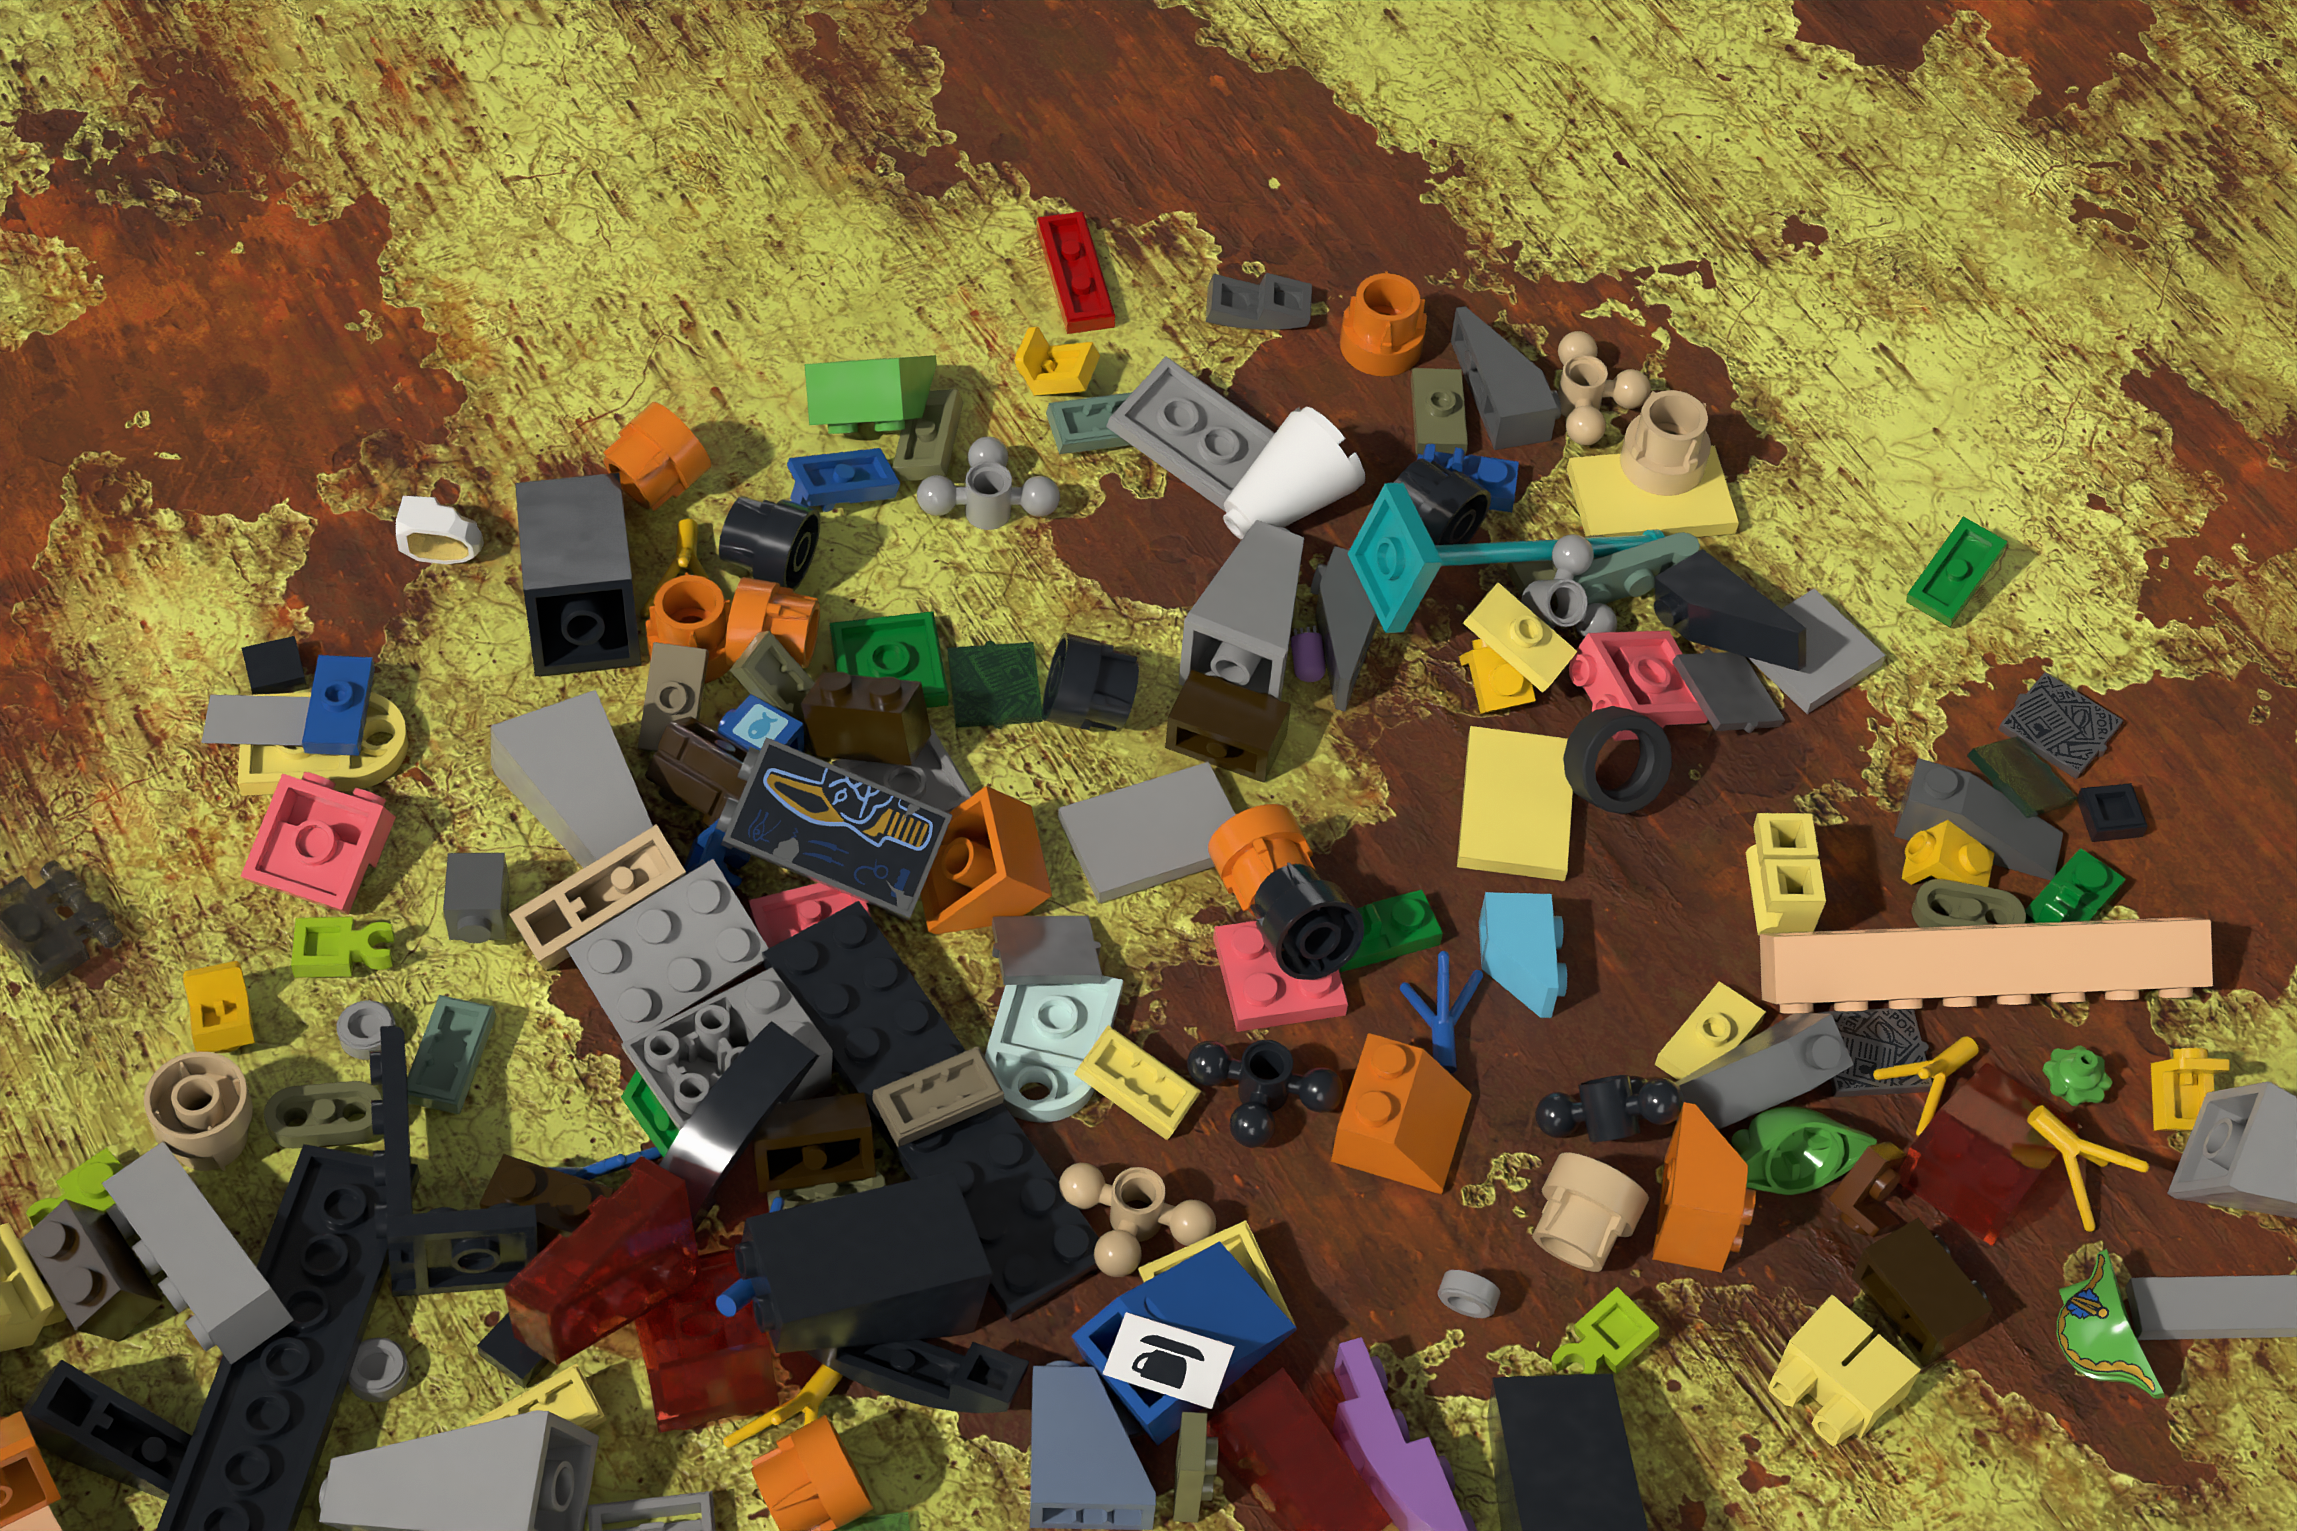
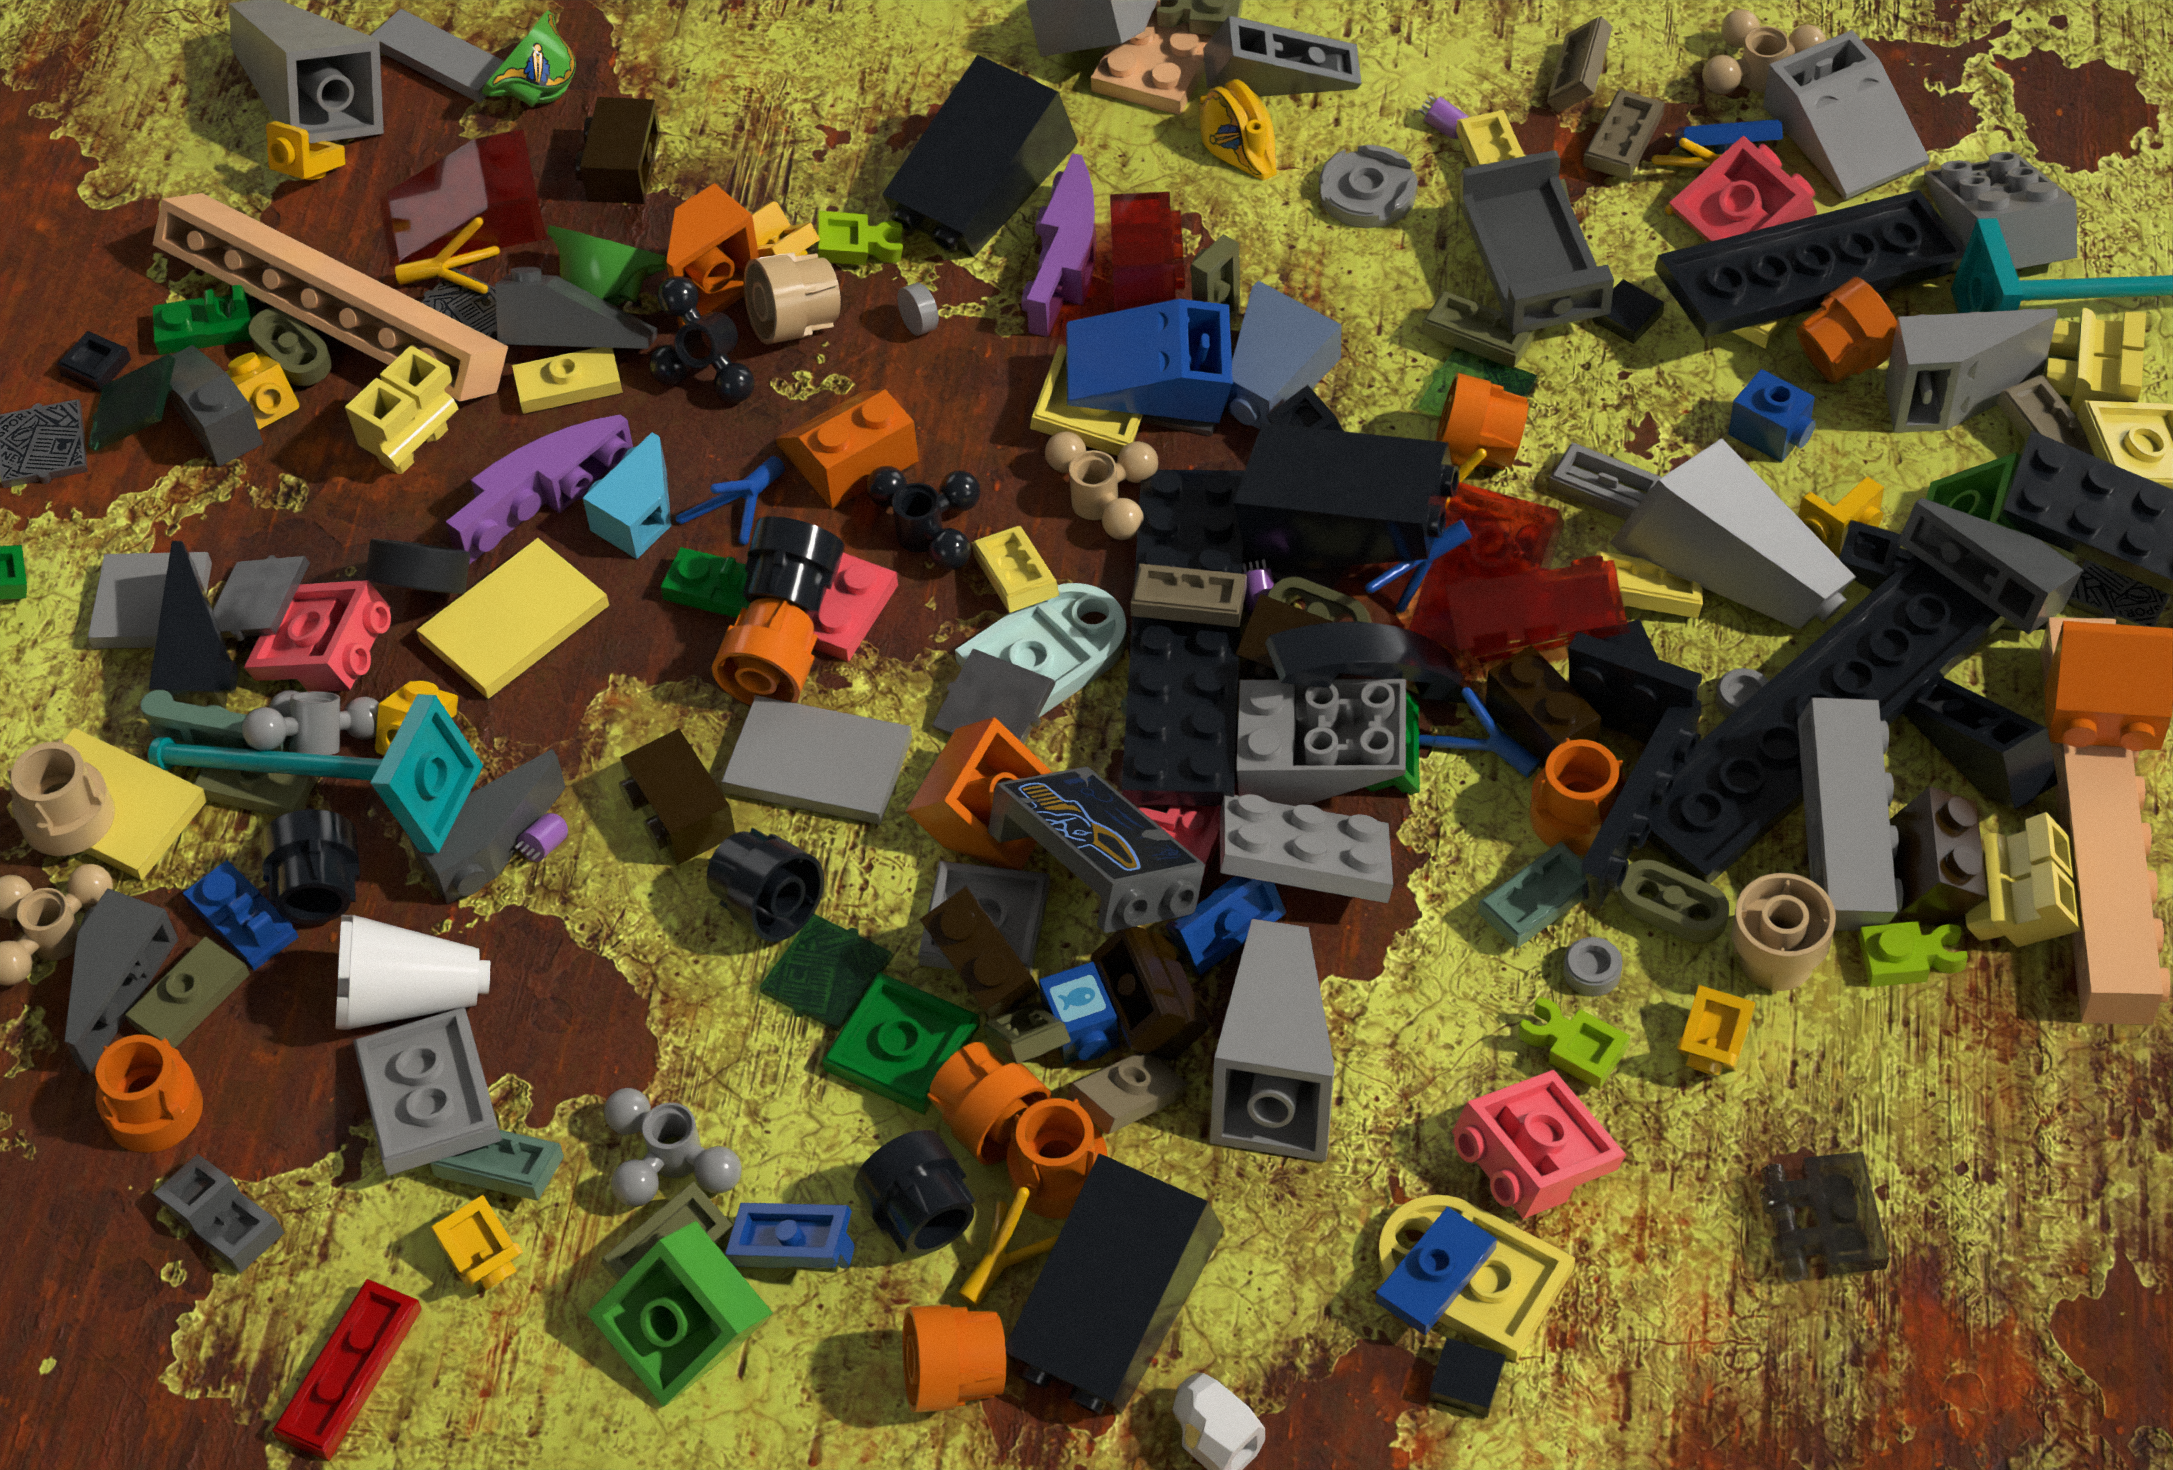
camera: 135 degrees left, 0 degrees up
(255, 720) = (1519, 1312): light grey sticker -> none
(461, 1149) = (1575, 794): none -> orange piece
(476, 897) = (1431, 1000): dark grey brick -> none
(596, 895) = (1352, 916): tan slope -> none
(1168, 1360) = (1183, 320): white sticker -> none
(1246, 613) = (566, 866): light grey slope -> none
(1520, 637) = (381, 692): light yellow plate -> none
(1617, 913) = (546, 471): none -> medium lavender slope
(1667, 1284) = (776, 234): none -> yellow bracket
(1842, 1373) = (720, 137): light yellow hips -> none
(1870, 1180) = (582, 211): reddish brown bracket -> none
(2071, 1145) = (425, 157): yellow plant -> none
(2077, 1075) = (355, 210): bright green plant -> none

